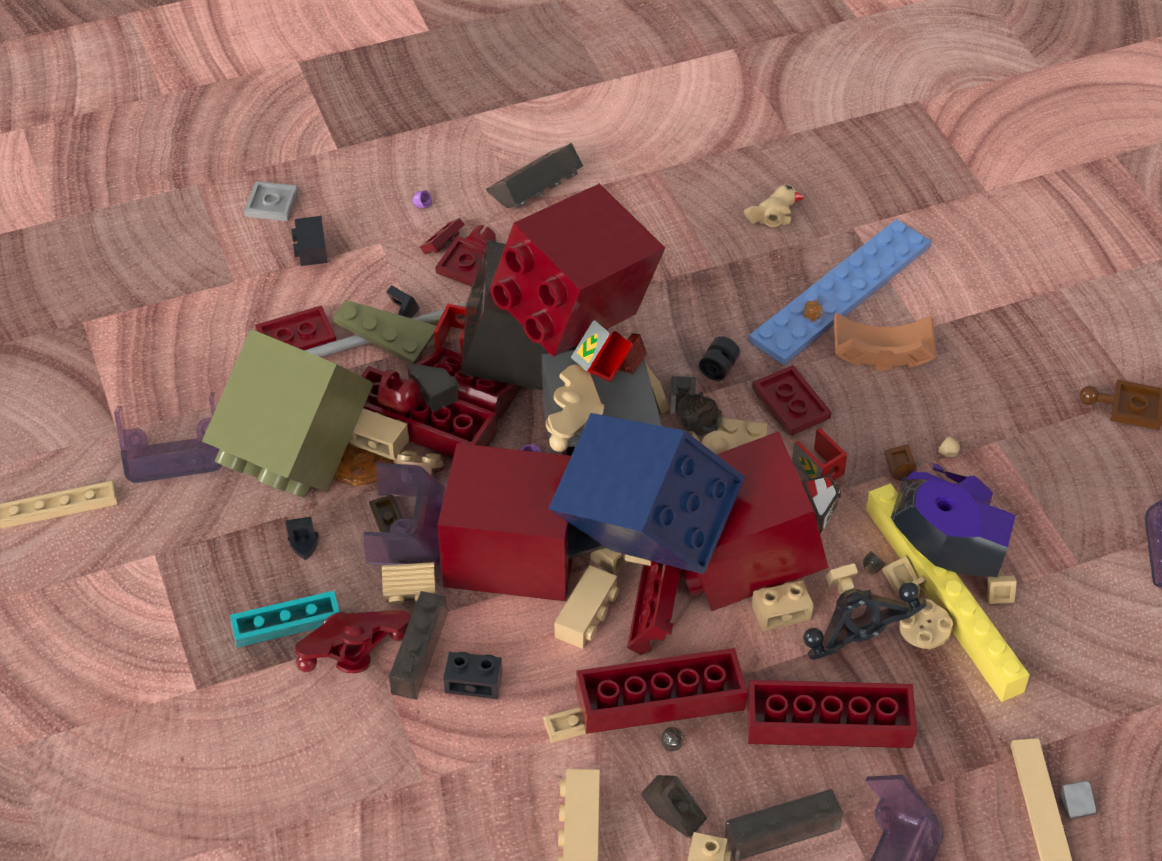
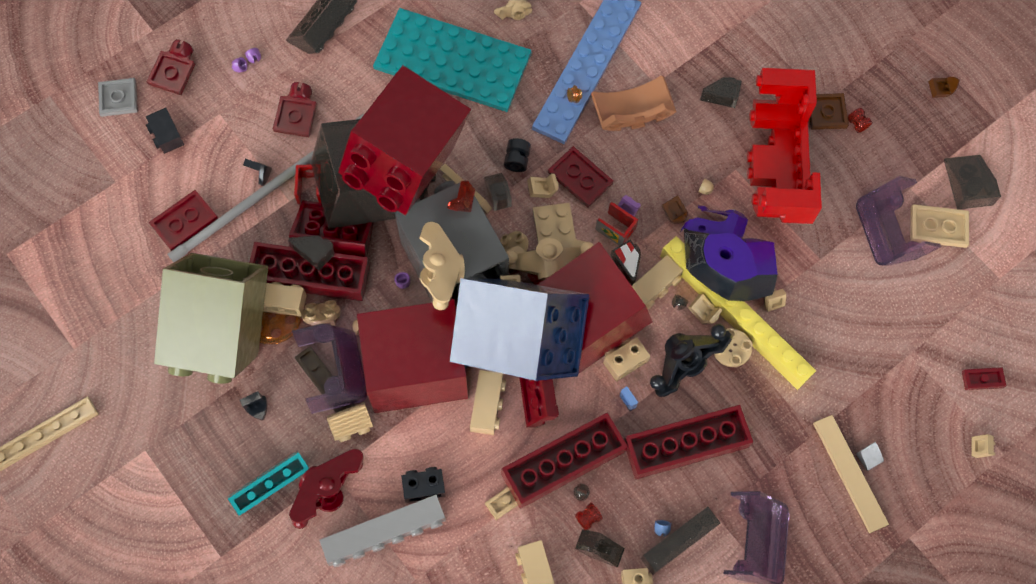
camera: 20 degrees left, 20 degrees up
(165, 460) = (122, 364): clear purple windscreen -> none
(345, 185) = (173, 68): none -> dark red plate
(387, 330) = (259, 200): olive wing -> none
(402, 396) = (291, 265): dark red helmet -> none
(404, 710) = (382, 530): none -> light grey brick
(418, 645) = (375, 473): clear smoke brick -> none
(445, 190) = (253, 54): none -> medium lavender hinge
(446, 233) = (267, 97): dark red plate -> none
(601, 351) = (445, 207): piece -> none
(672, 764) = (588, 516): none -> clear red wheel
(698, 257) = (454, 59): none -> teal plate
(699, 414) = (519, 212): clear smoke hair -> none
(739, 399) = (542, 186): none -> tan bracket
(763, 803) = (662, 527): none -> medium blue hinge
(769, 649) = (628, 398): none -> medium blue tile
(842, 577) = (662, 324): tan tile -> none
(844, 441) = (629, 205): none -> medium lavender tile
(852, 531) = (657, 281): none -> tan brick
(1003, 353) = (722, 92): none -> clear smoke slope
(1052, 451) = (785, 161): none -> red brick

